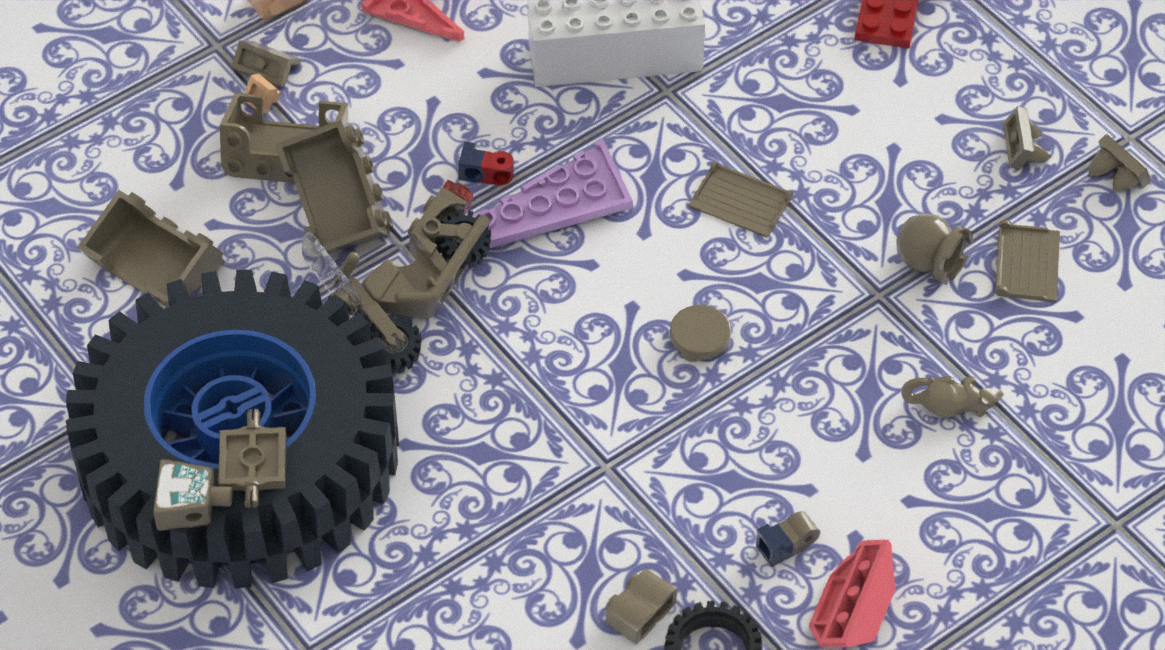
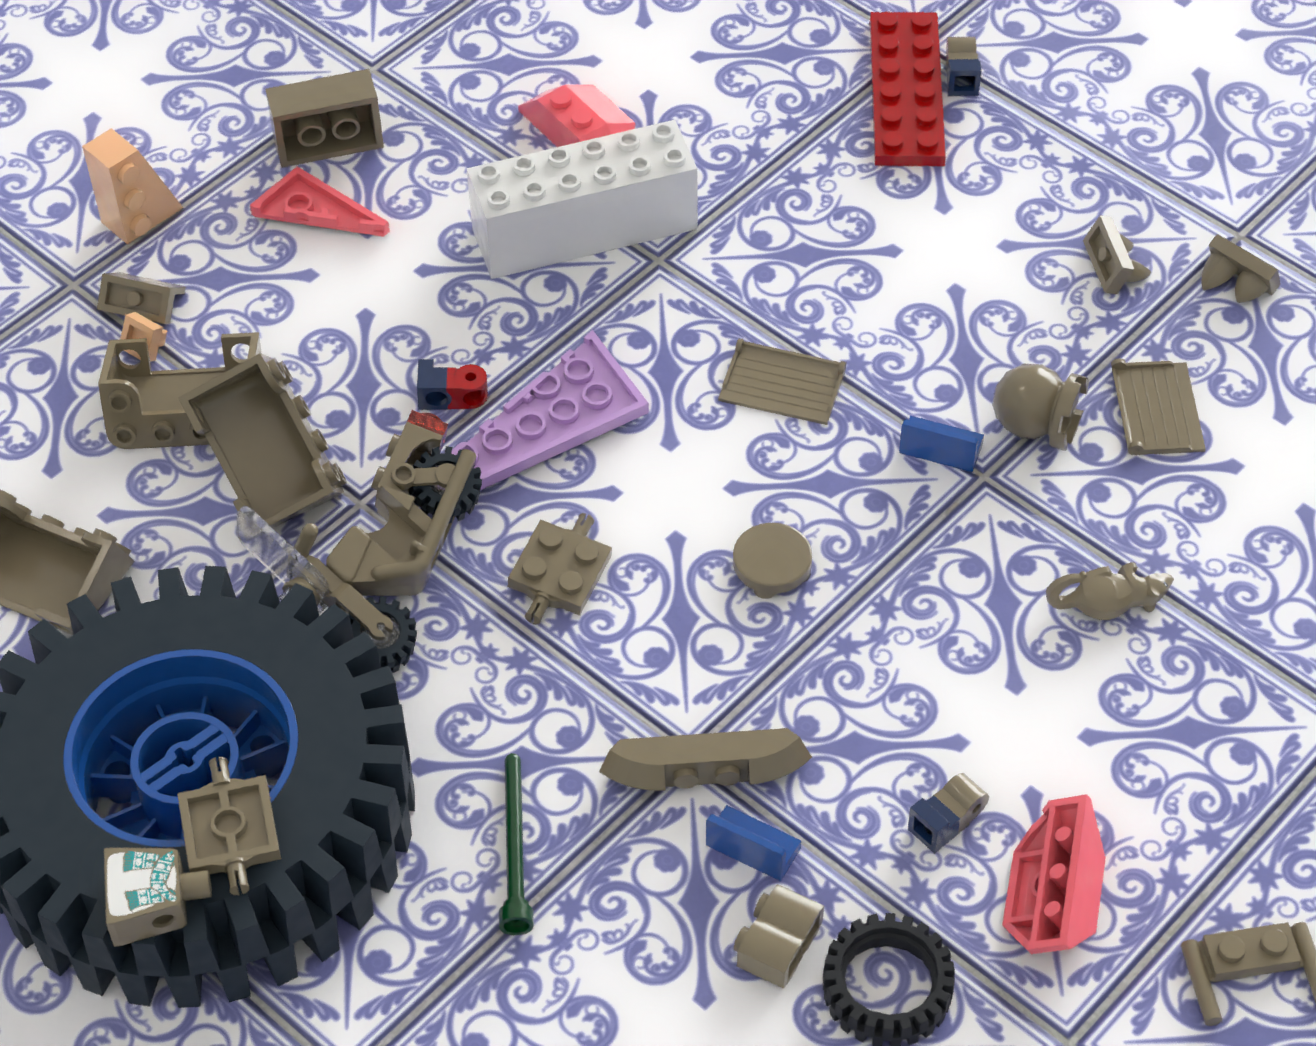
camera: 10 degrees left, 0 degrees up
(453, 559) = (516, 914): none -> dark green piece
(539, 314) = (559, 567): none -> dark tan plate
(614, 471) = (705, 759): none -> dark tan brick
(636, 536) = (752, 842): none -> blue panel
(850, 264) = (940, 443): none -> blue panel

